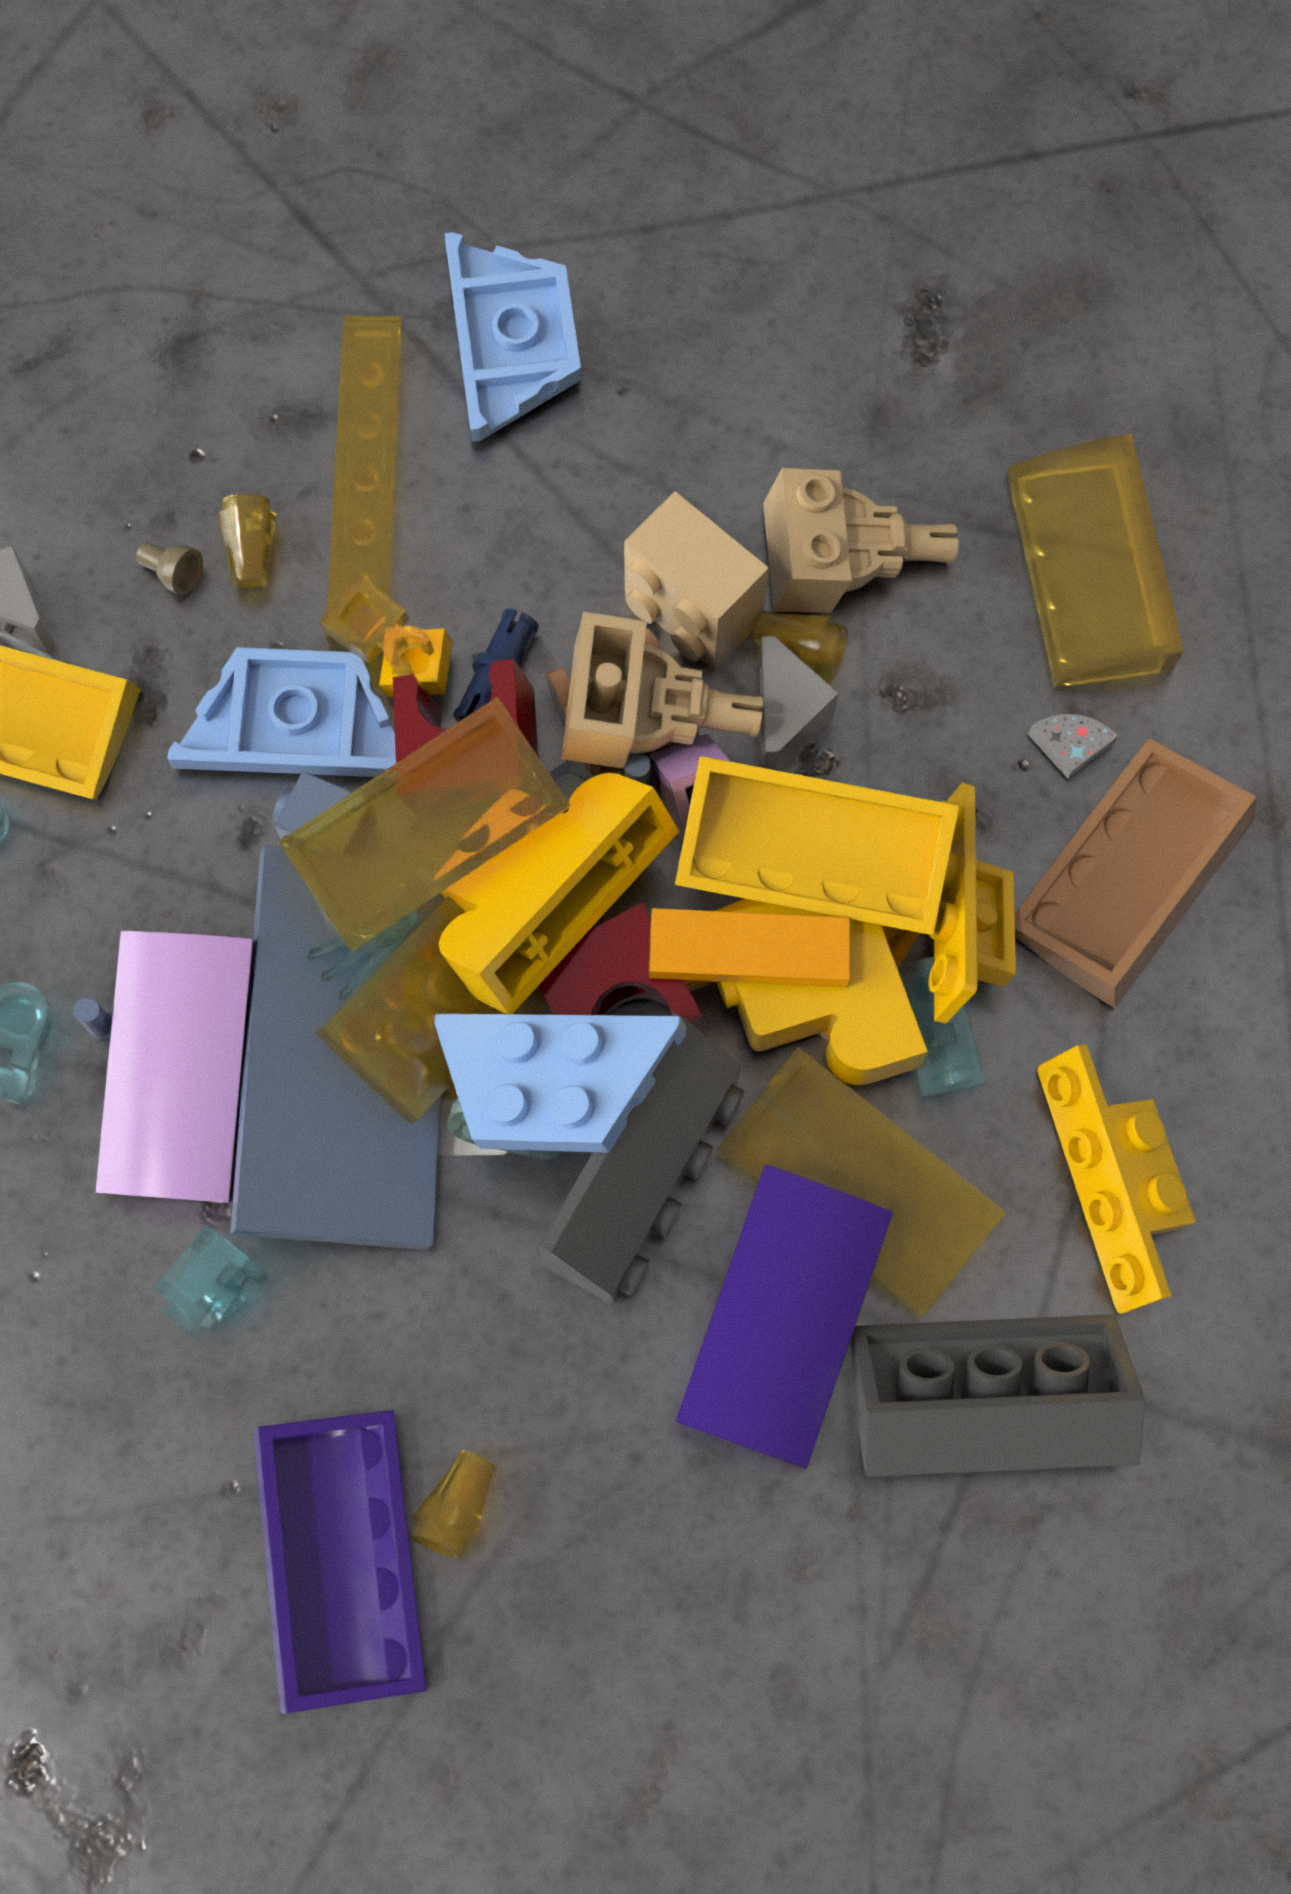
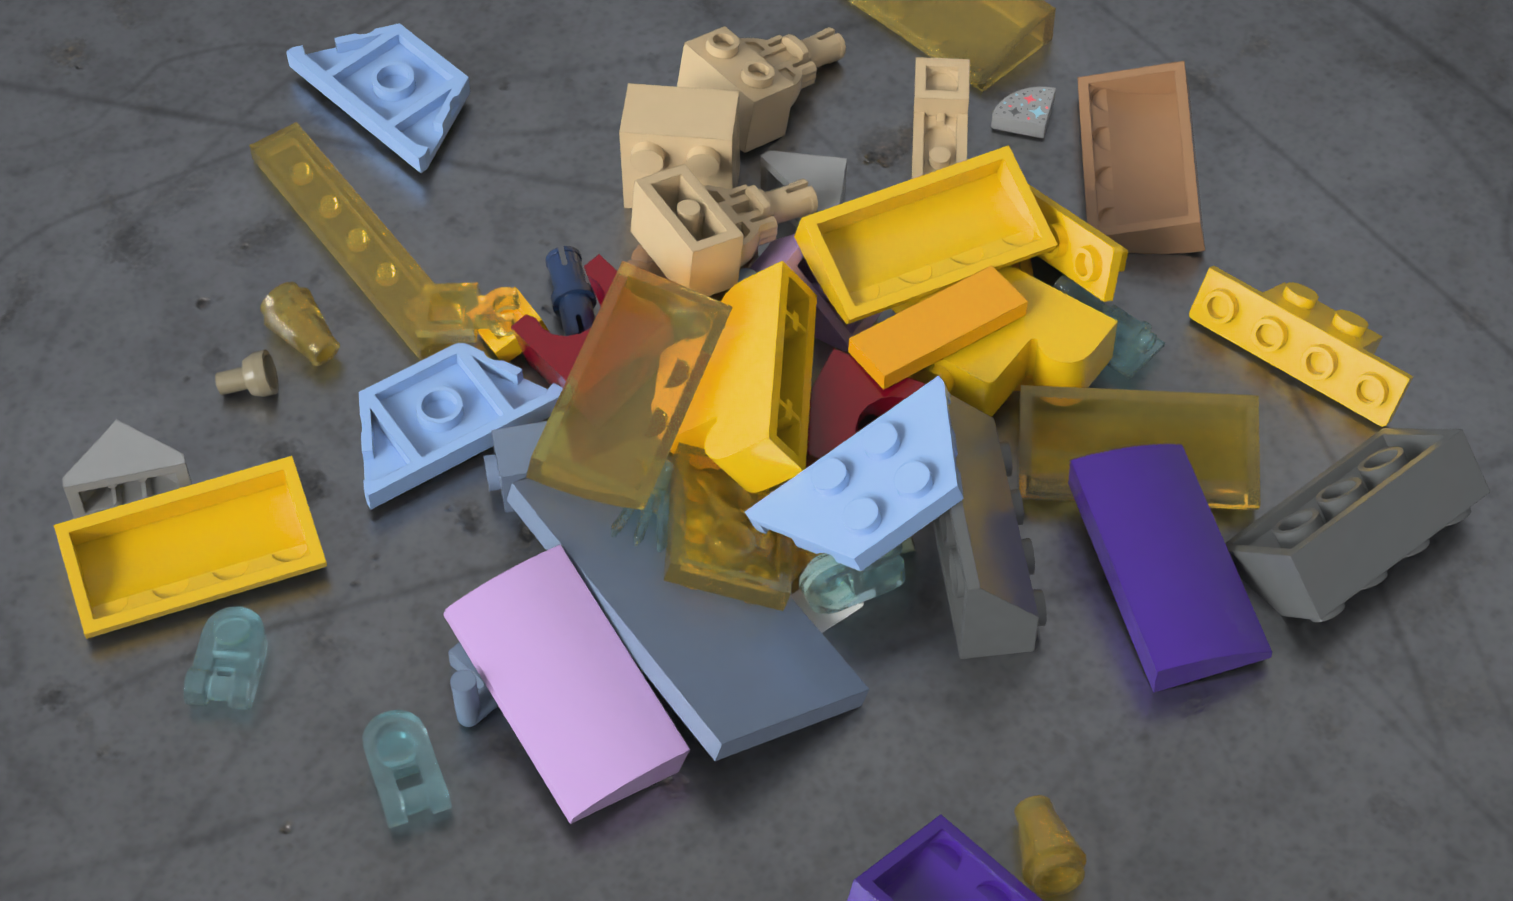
camera: 35 degrees left, 20 degrees down
(207, 1282) = (720, 818): clear light blue brick -> none
(810, 637) = (790, 139): clear yellow cone -> none
(961, 717) = (939, 114): none -> tan slope

